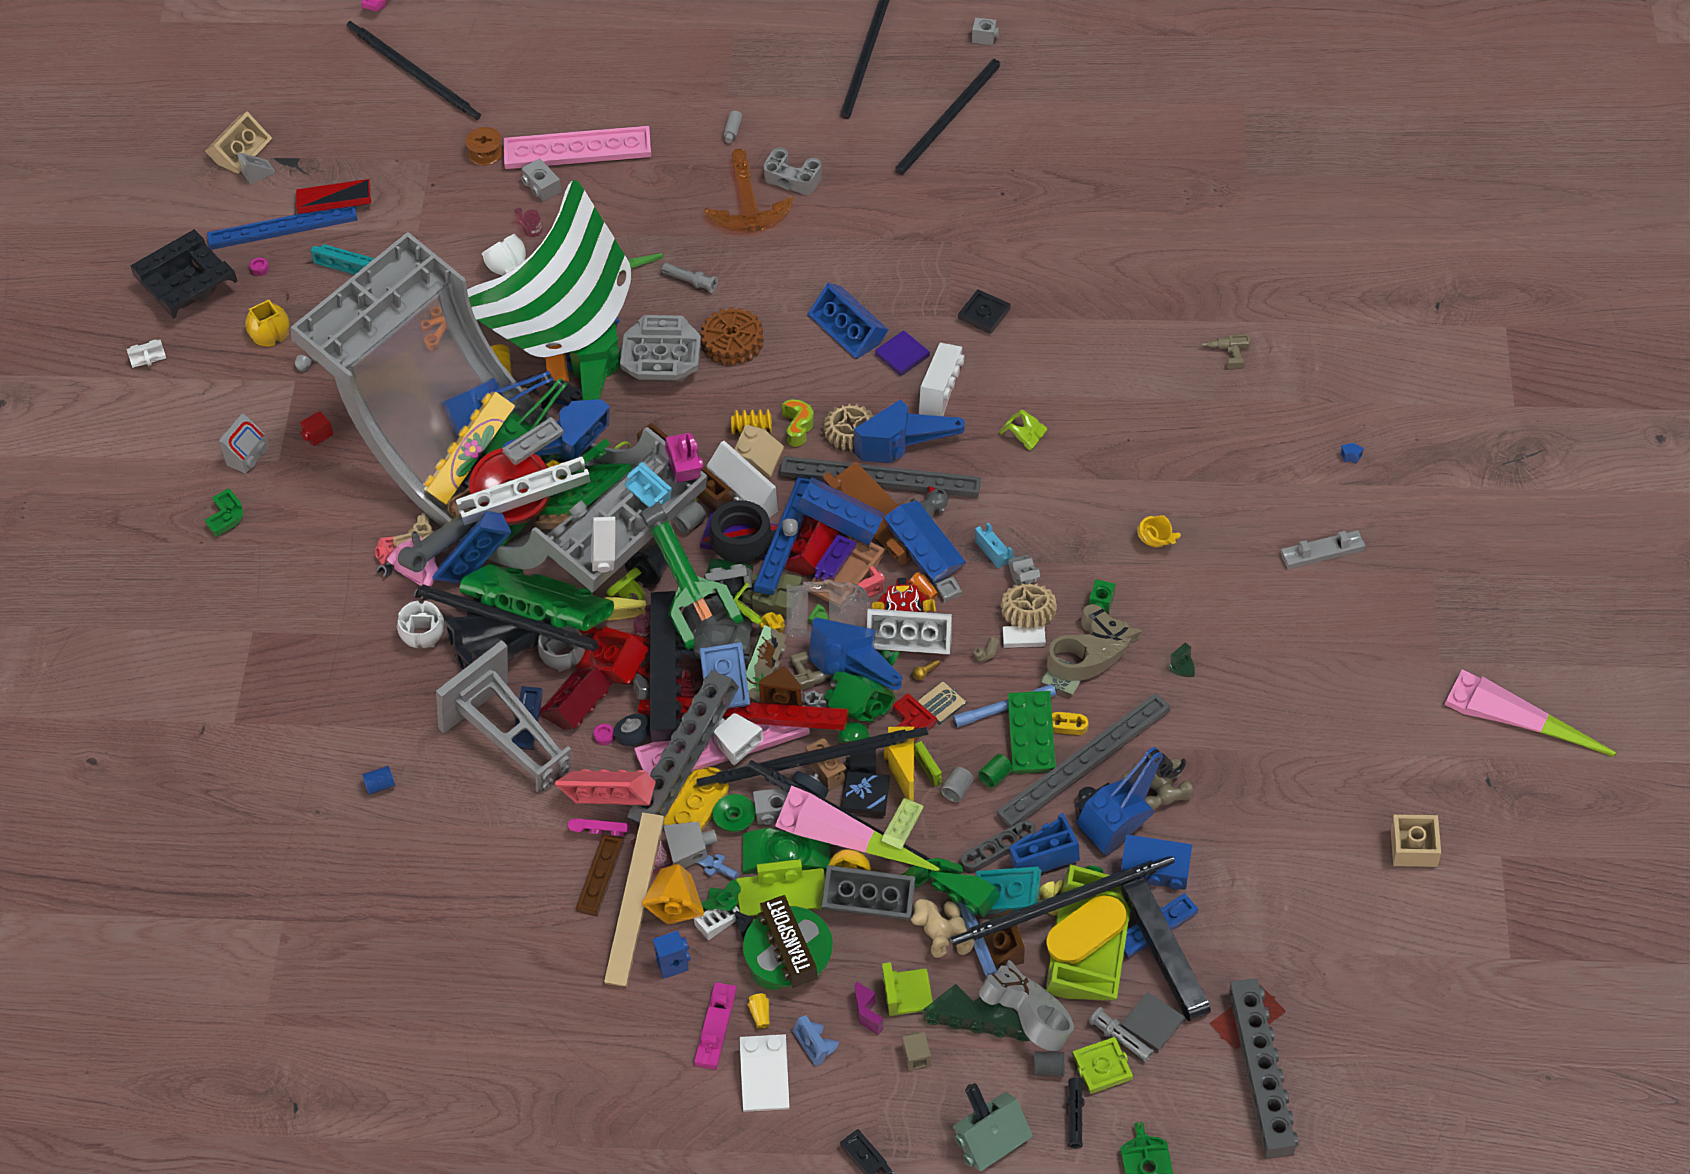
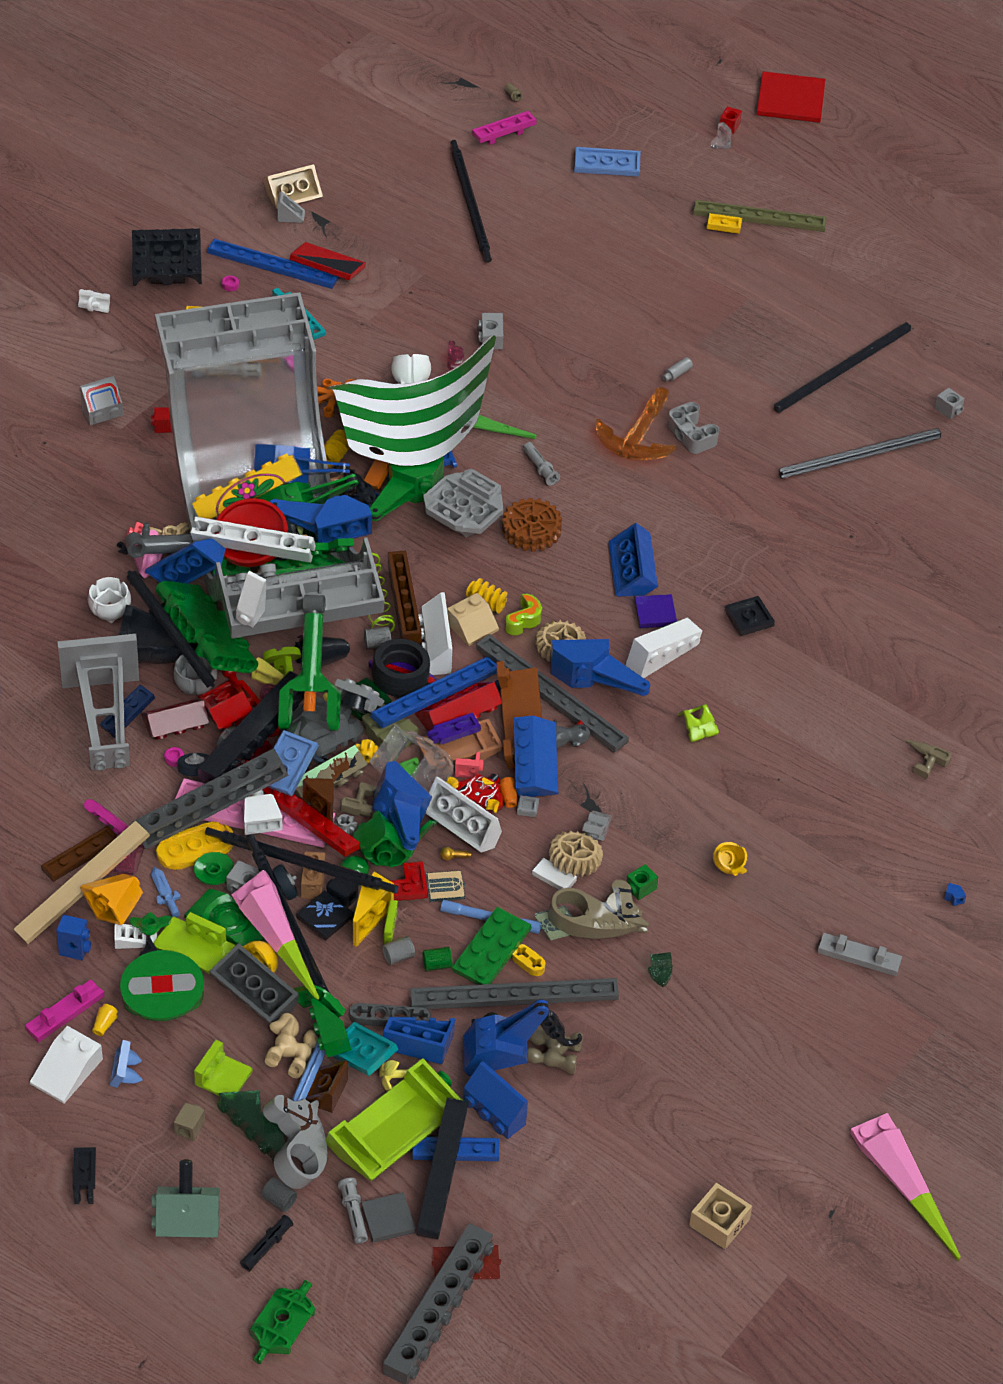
camera: 30 degrees right, 5 degrees down
(229, 514) = (51, 446): green plate -> none
(484, 146) = (478, 282): dark orange piece -> none
(533, 441) = (290, 507): light grey tile -> none
(578, 147) = (543, 322): bright pink plate -> none
(607, 787) = (134, 790): coral slope -> none
(648, 486) = (328, 580): medium azure hinge -> none
(683, 457) = (373, 574): dark pink brick -> none
(688, 842) = (158, 868): light grey torso -> none
(745, 609) = (348, 723): lime piece -> none
(788, 941) = (160, 979): dark brown brick -> none
(789, 527) = (440, 685): light grey hinge -> none
(840, 511) = (486, 693): blue slope -> none
(865, 1002) = (182, 1063): magenta slope -> none
(902, 823) = (325, 950): yellowish green tile -> none
(985, 654) = (516, 871): dark tan arm -> none
(992, 546) = (592, 793): medium azure hinge -> none
(1061, 900) = (391, 1079): black axle -> none
(1086, 929) = (395, 1115): yellow tile -> none
(1102, 1065) = (318, 1222): lime plate -> none

